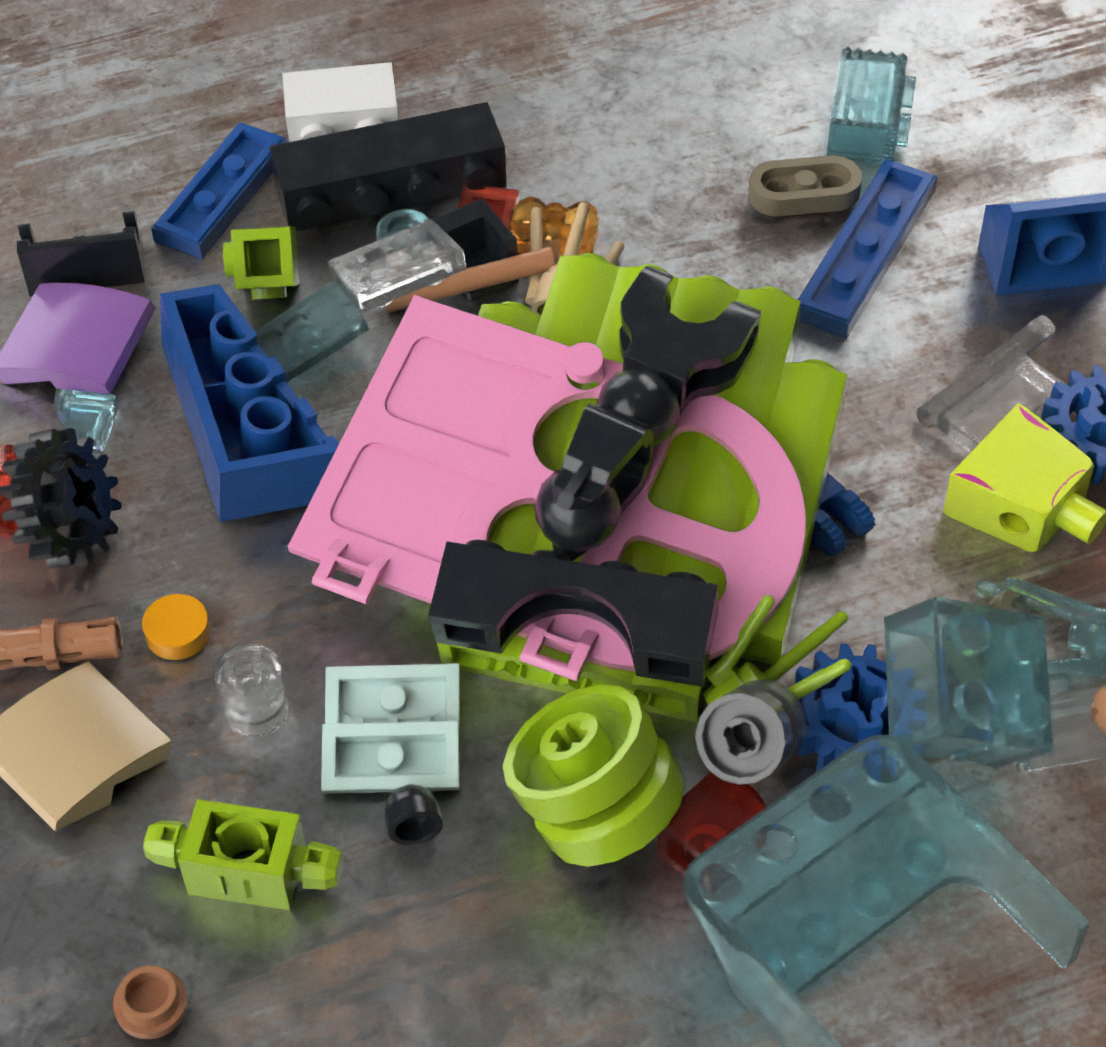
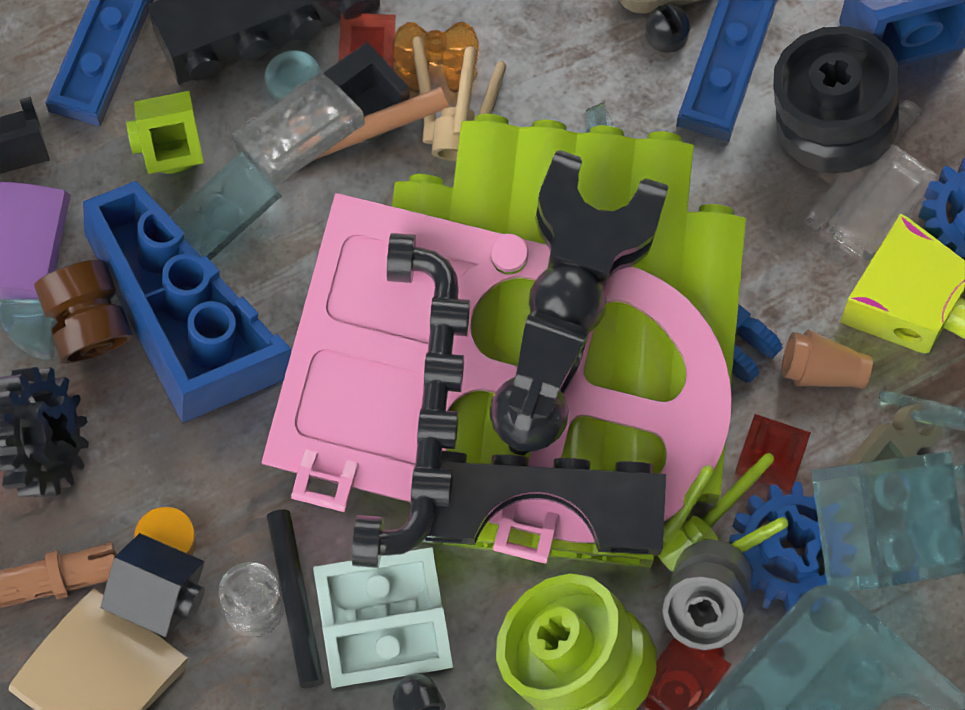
camera: 10 degrees left, 15 degrees up
(140, 401) = (83, 311): none -> reddish brown wheel
(149, 659) = (153, 585): none -> brick
(301, 702) = (295, 599): none -> black bar
(472, 504) = (436, 426): none -> black bar
(787, 231) = (659, 32): none -> black hinge
(864, 621) = (780, 440): none -> clear red tile
(919, 541) = (821, 362): none -> nougat cone
(963, 297) = (836, 99): none -> black wheel

